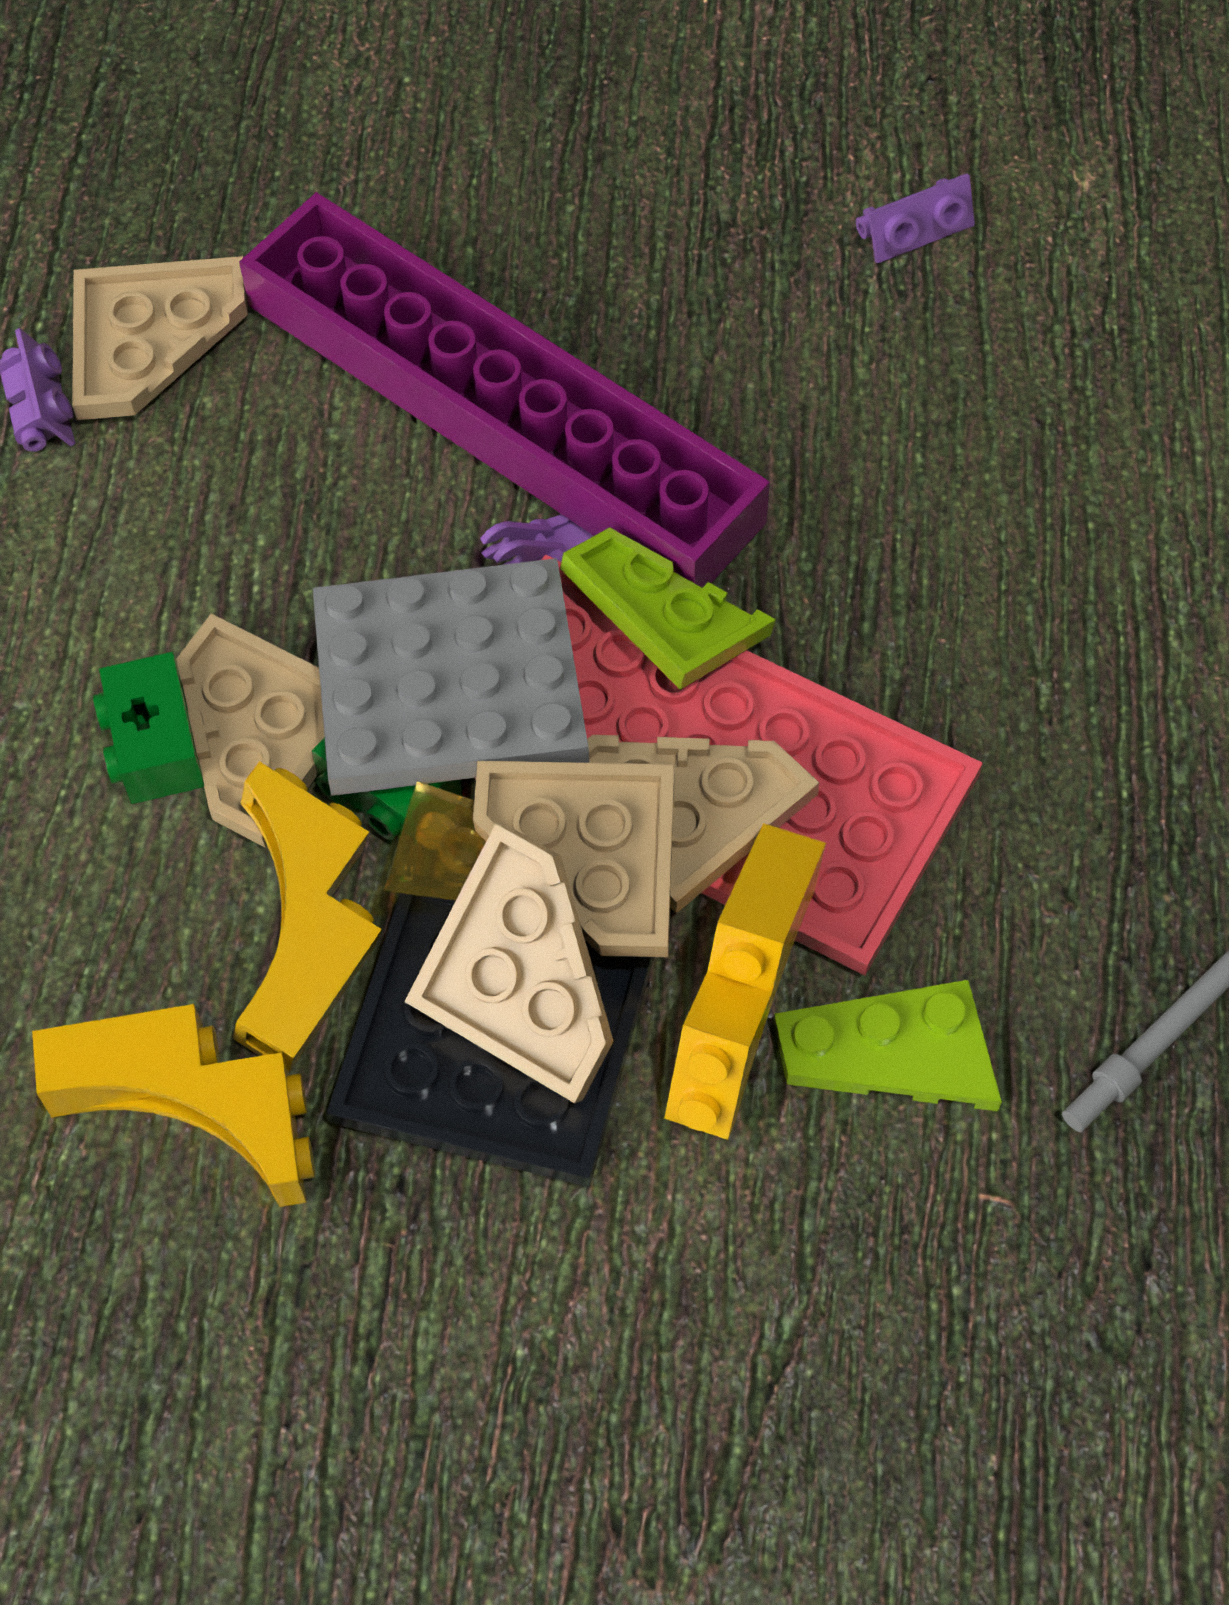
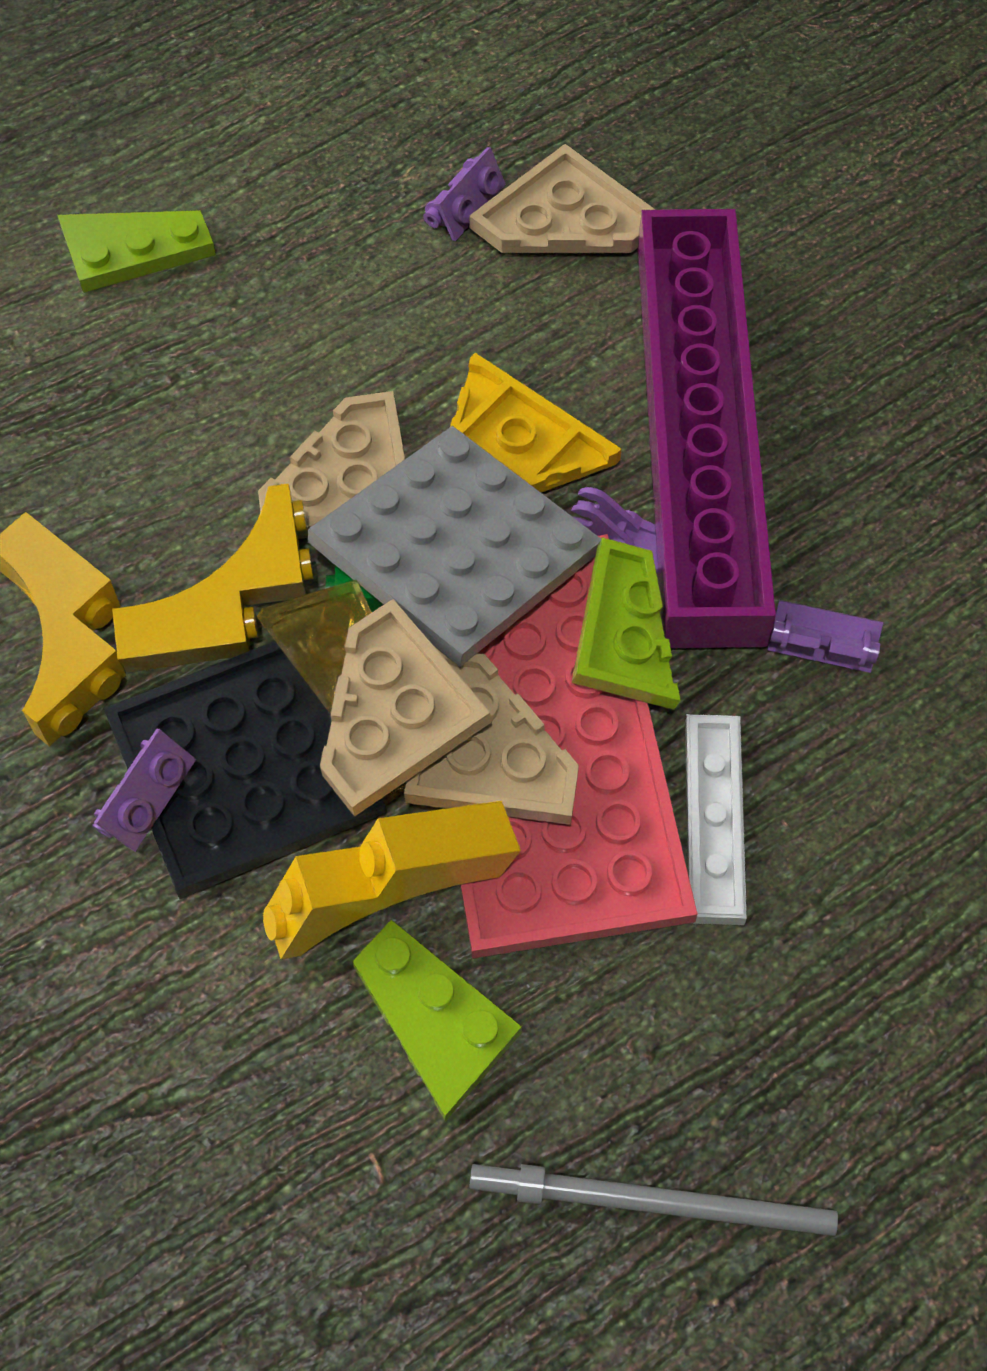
camera: 50 degrees right, 0 degrees up
(149, 728) = (284, 418): green brick -> none
(358, 536) = (527, 430): none -> yellow wing
(451, 1103) = (144, 790): none -> medium lavender hinge
(518, 968) = (268, 732): tan plate -> none
(809, 466) = (825, 636): none -> medium lavender hinge
(890, 680) = (715, 818): none -> white tile

